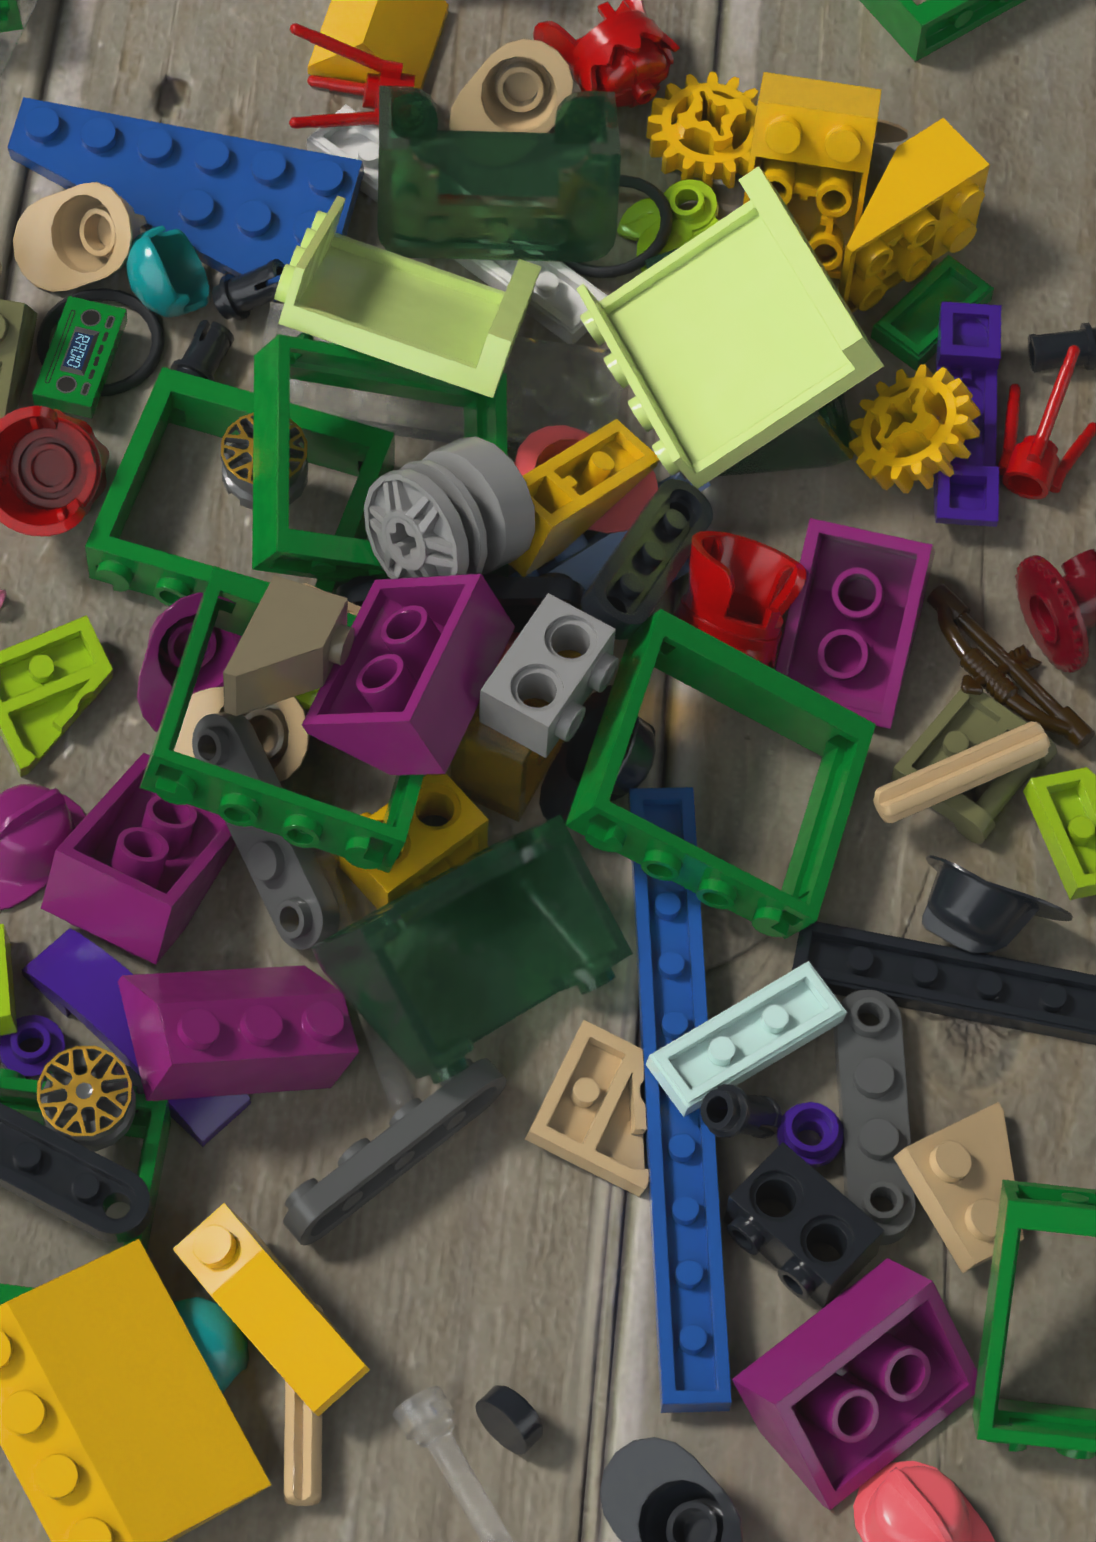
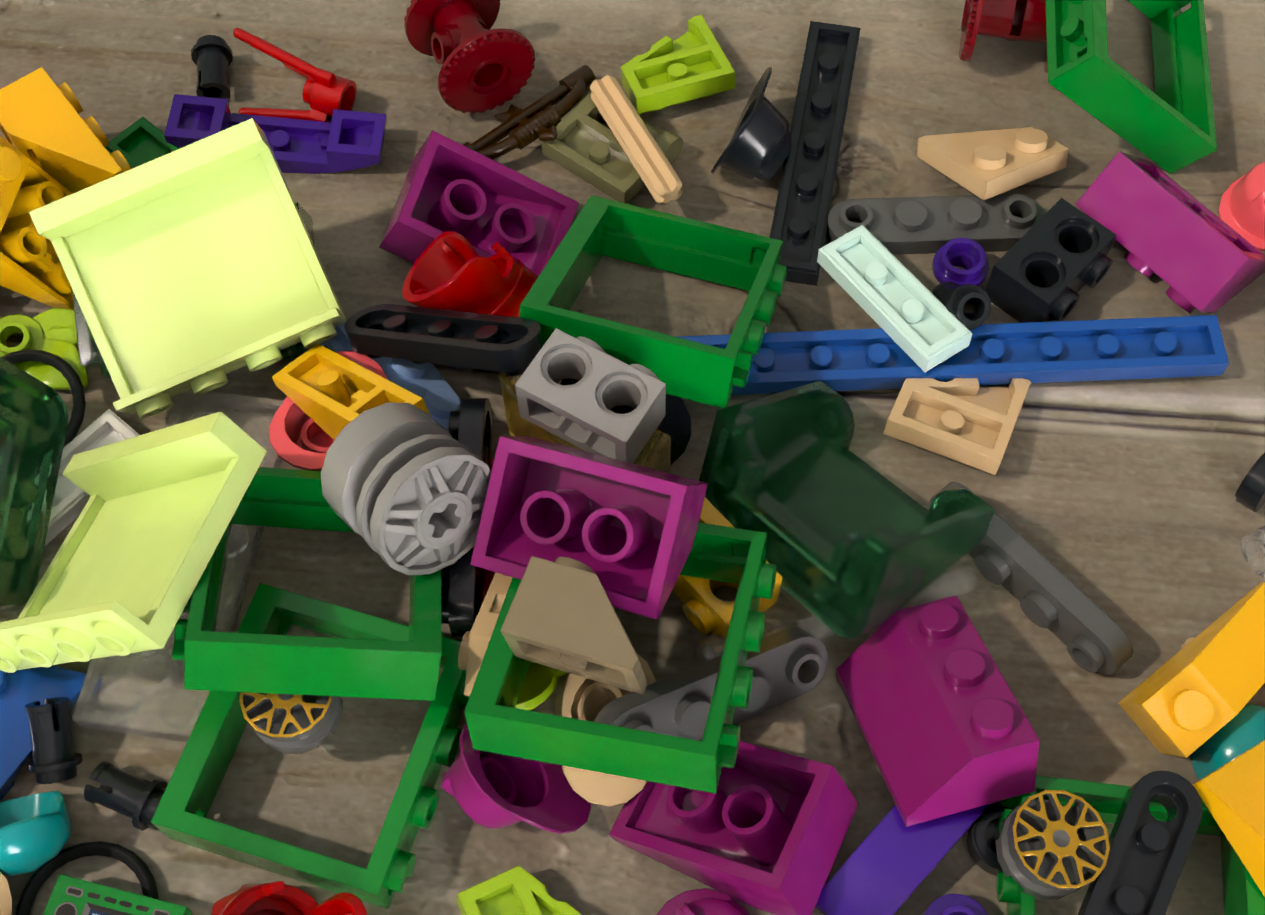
camera: 85 degrees left, 0 degrees up
(914, 428) = (305, 148): yellow gear -> none

